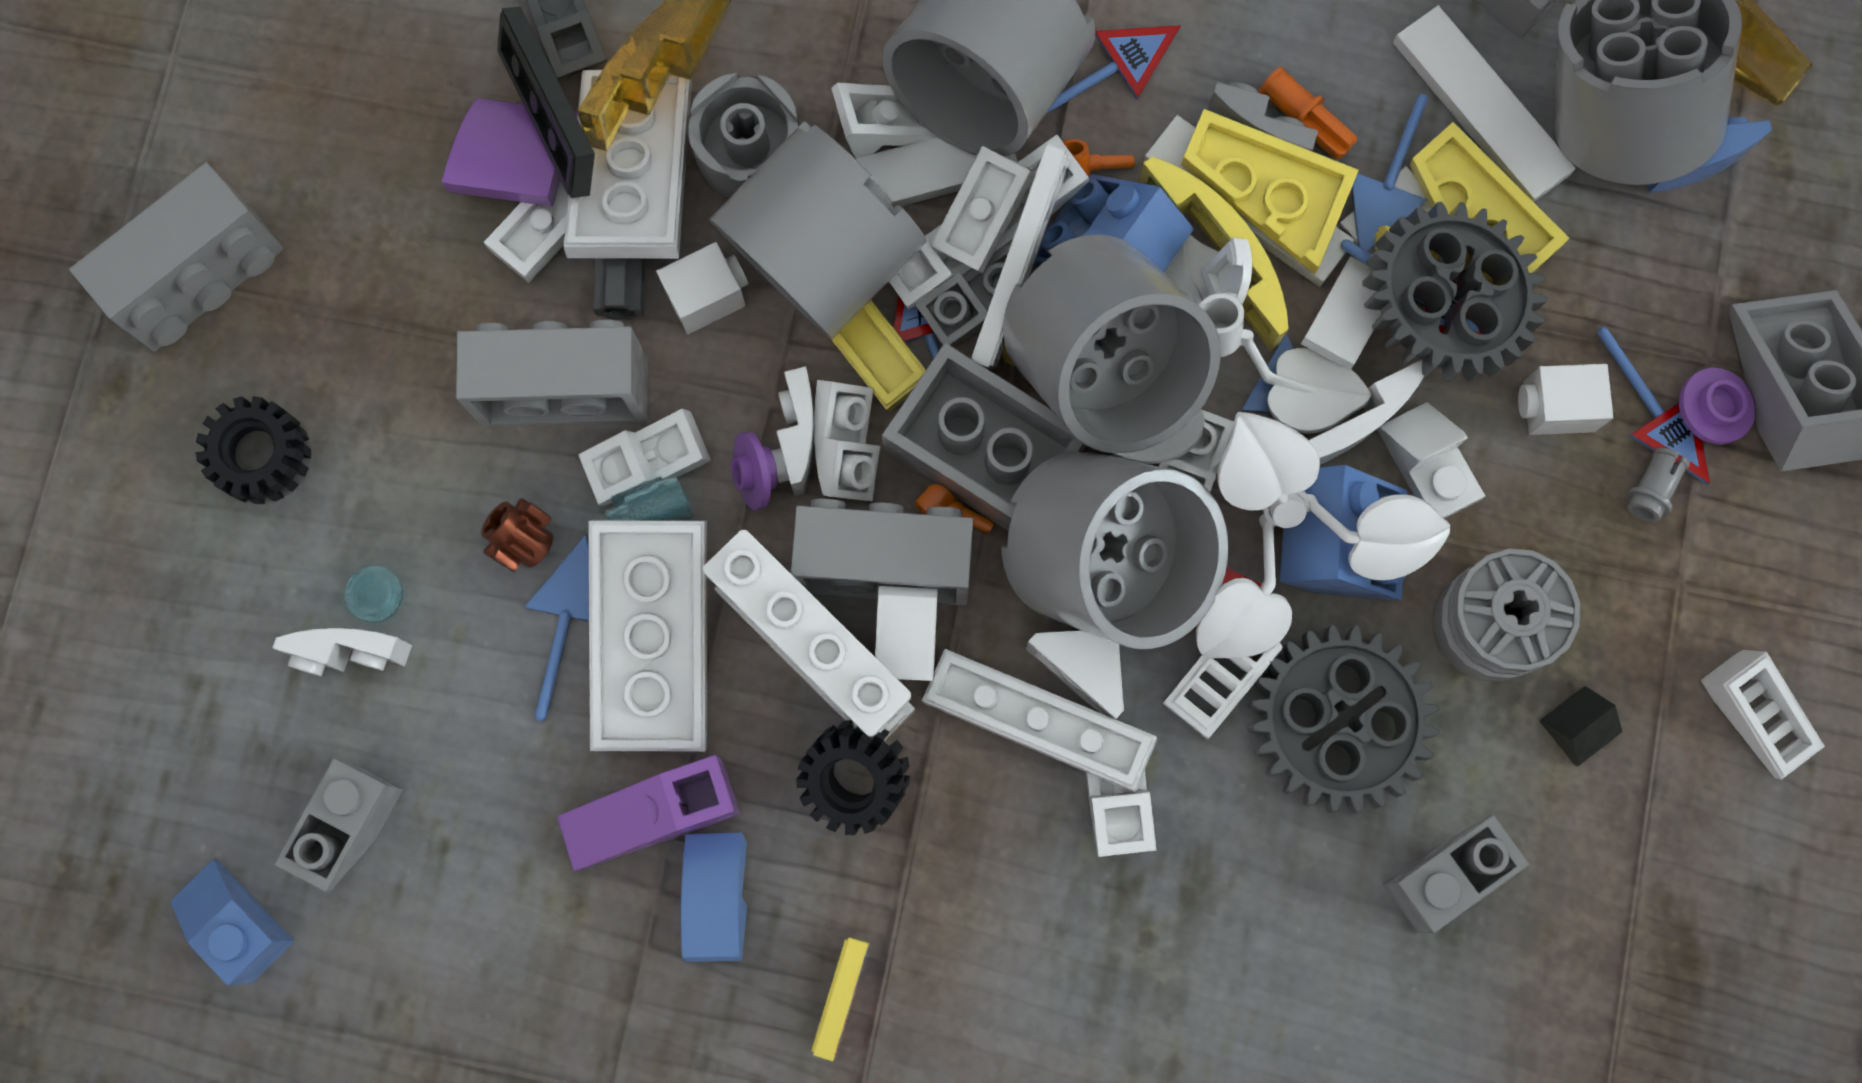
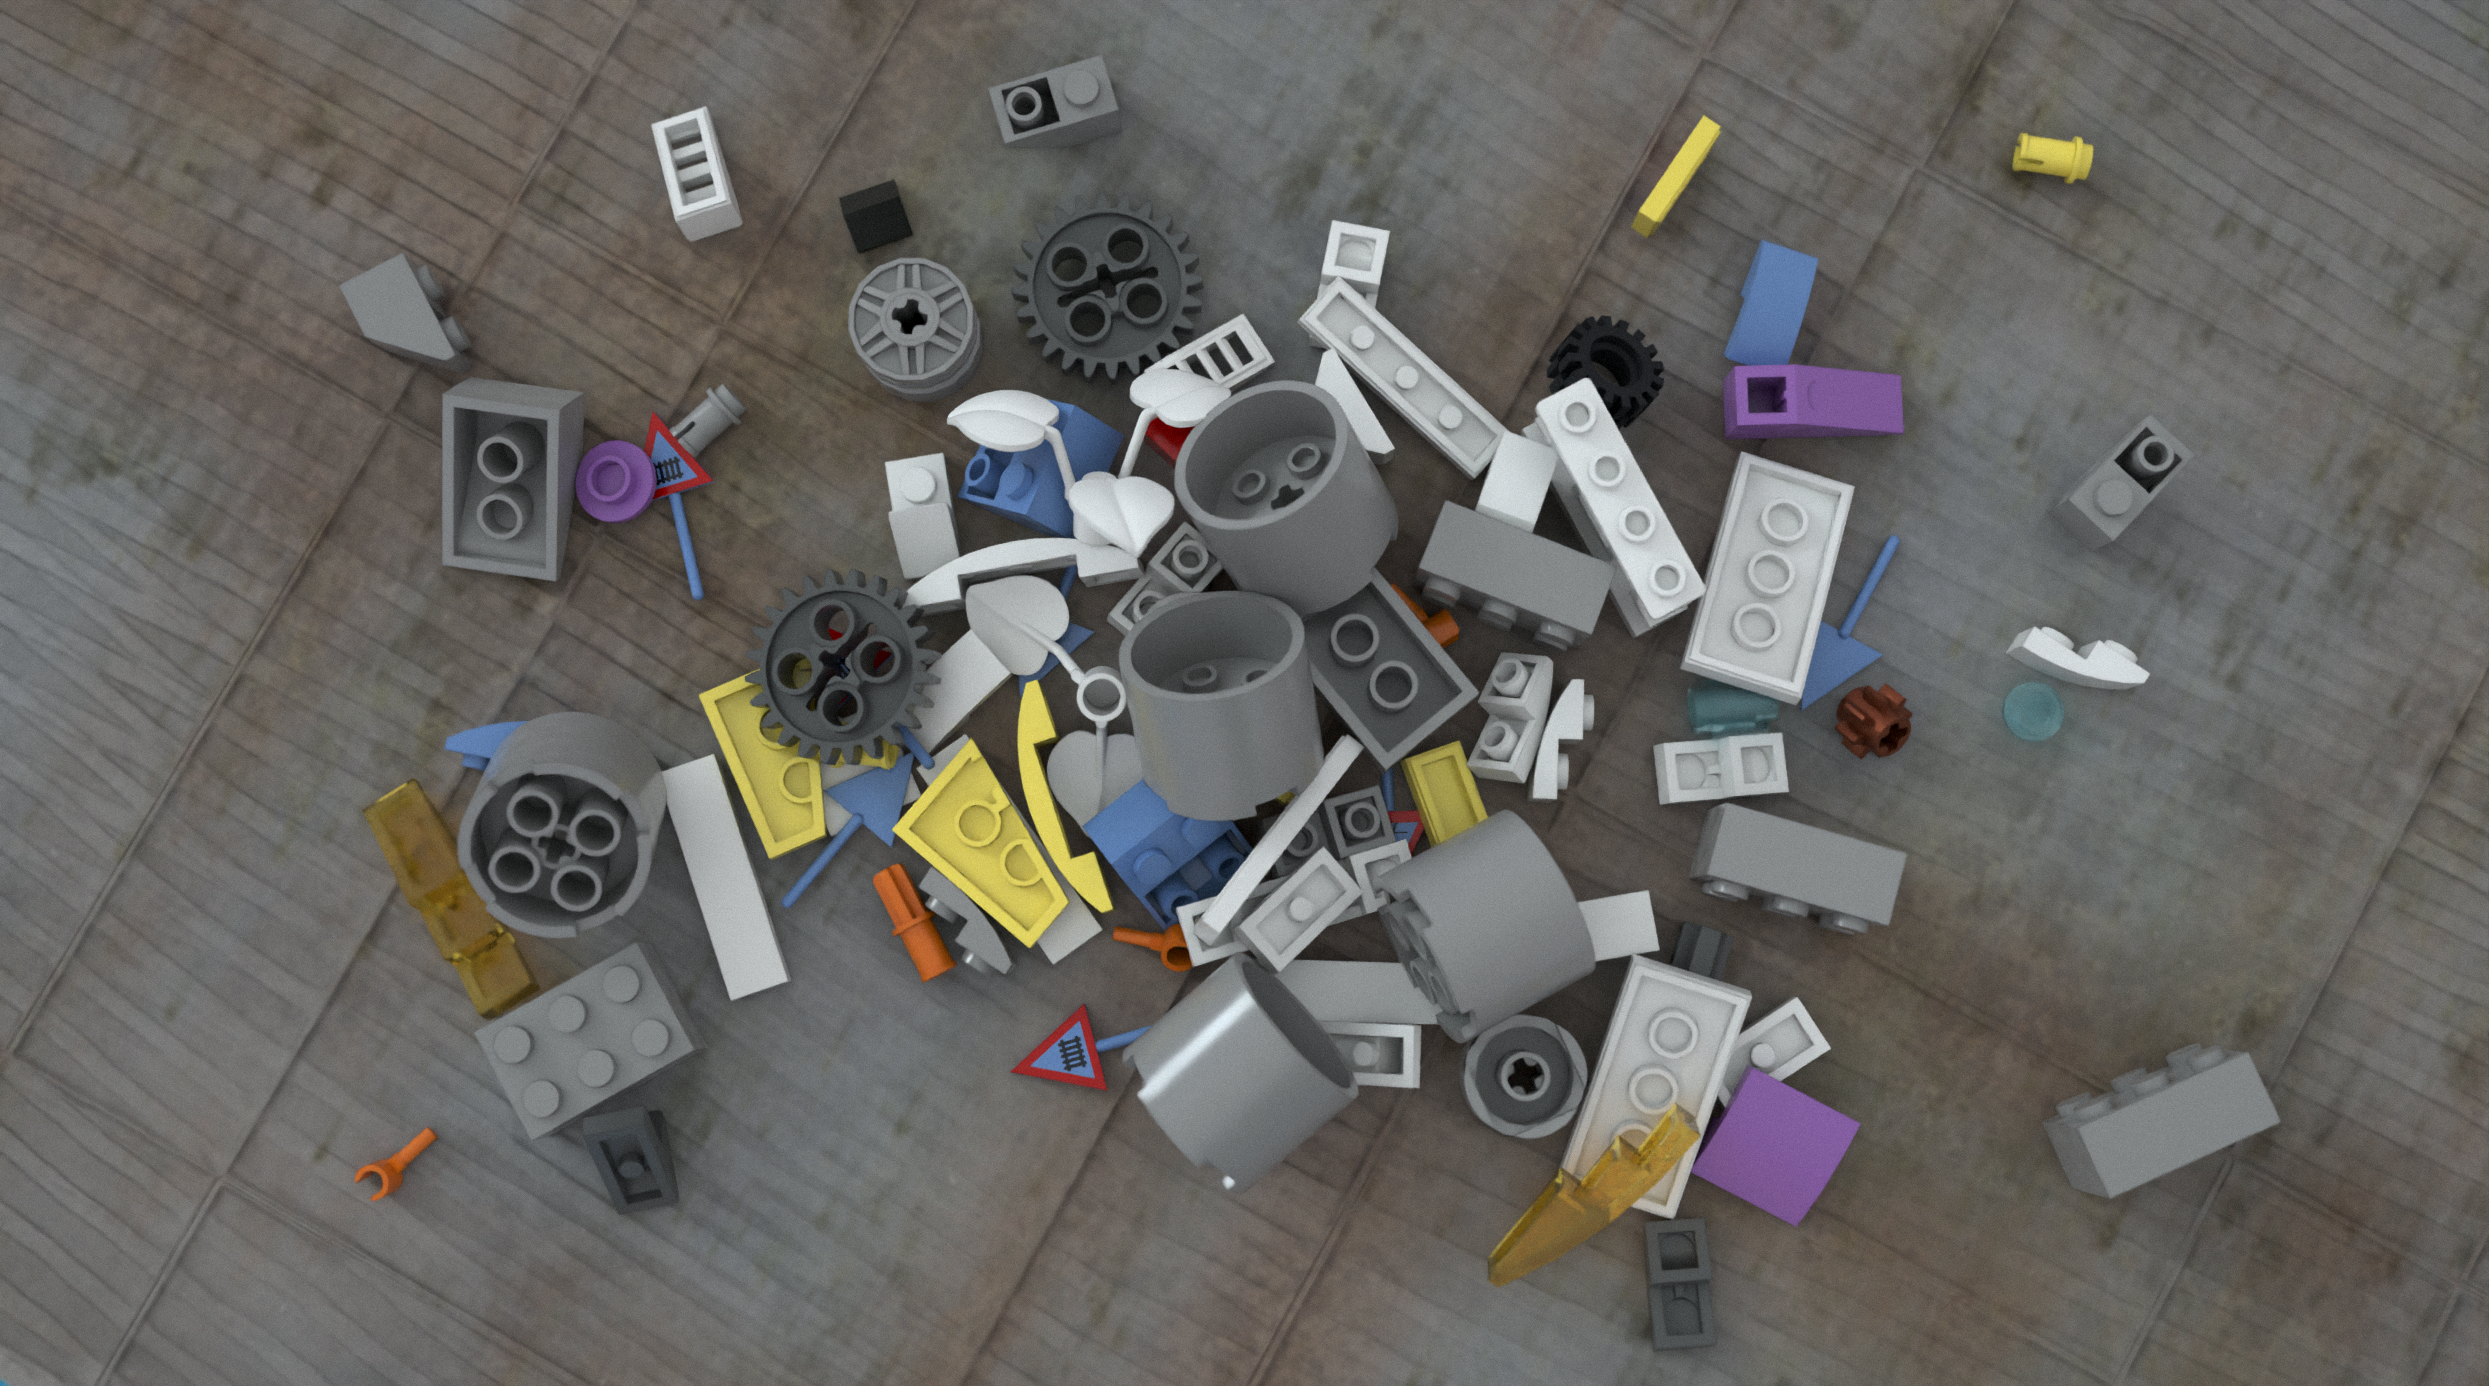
camera: 160 degrees left, 5 degrees up
(228, 926) = (2252, 426): medium blue slope -> none
(229, 429) = (2159, 894): black tyre -> none
(545, 102) = (1728, 1175): pearl dark grey tile -> none
(753, 470) = (1615, 712): medium lavender piece -> none
(1230, 270) = (1067, 757): white tile -> none
(1566, 399) = (767, 531): white brick -> none

